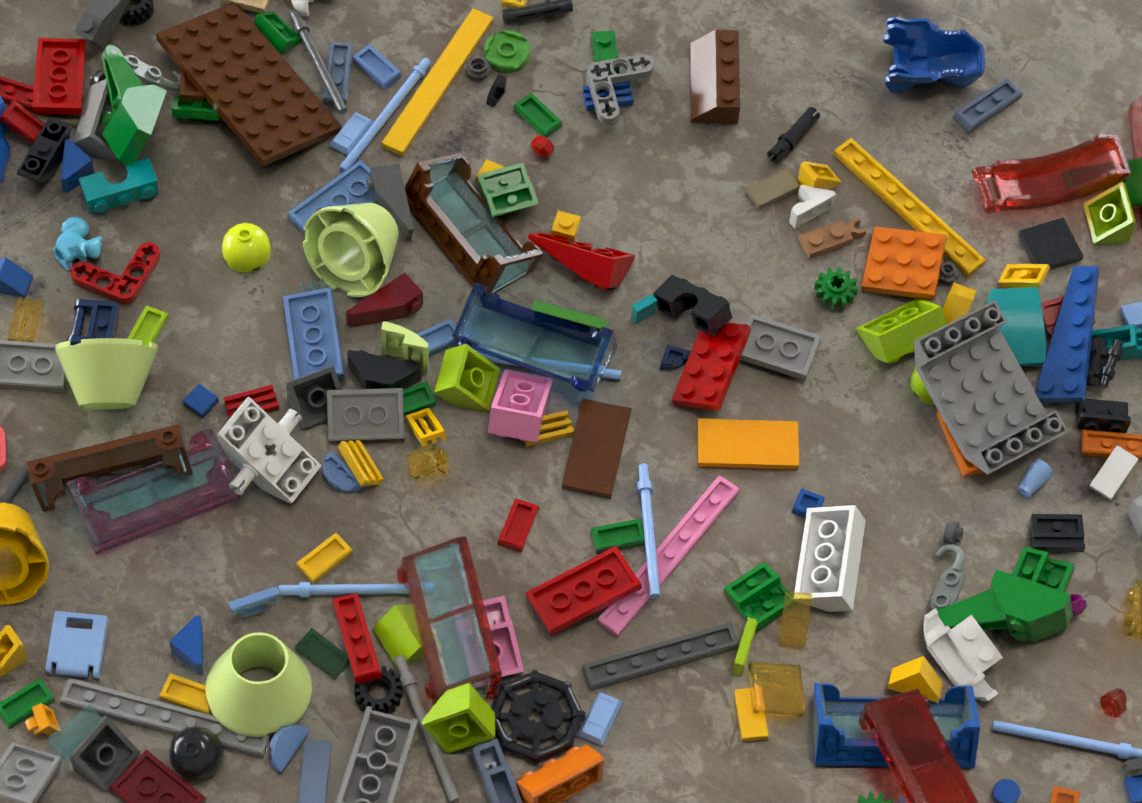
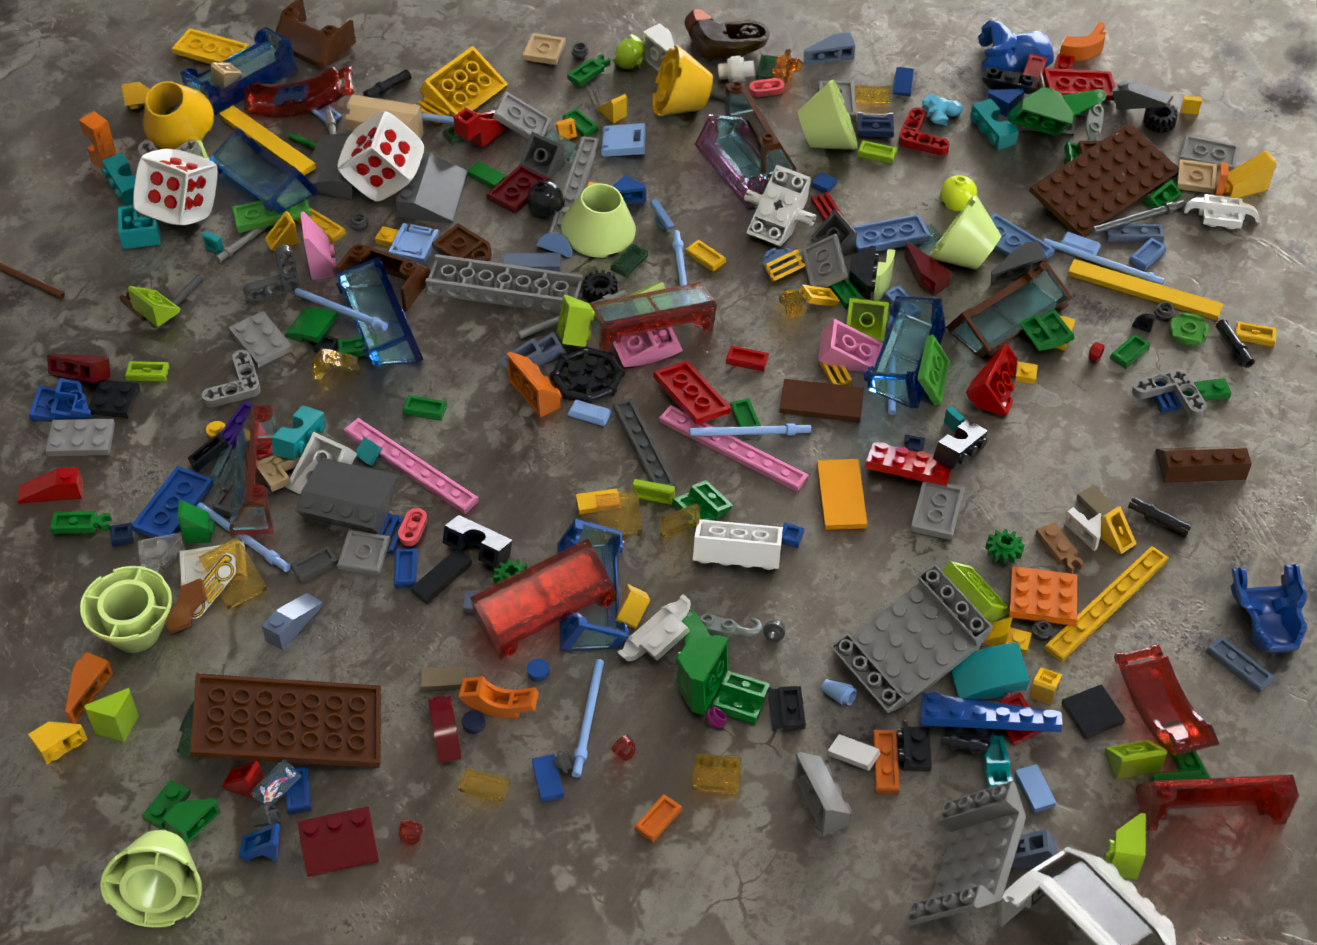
camera: 90 degrees right, 10 degrees down
(356, 638) = (639, 270): red tile -> none

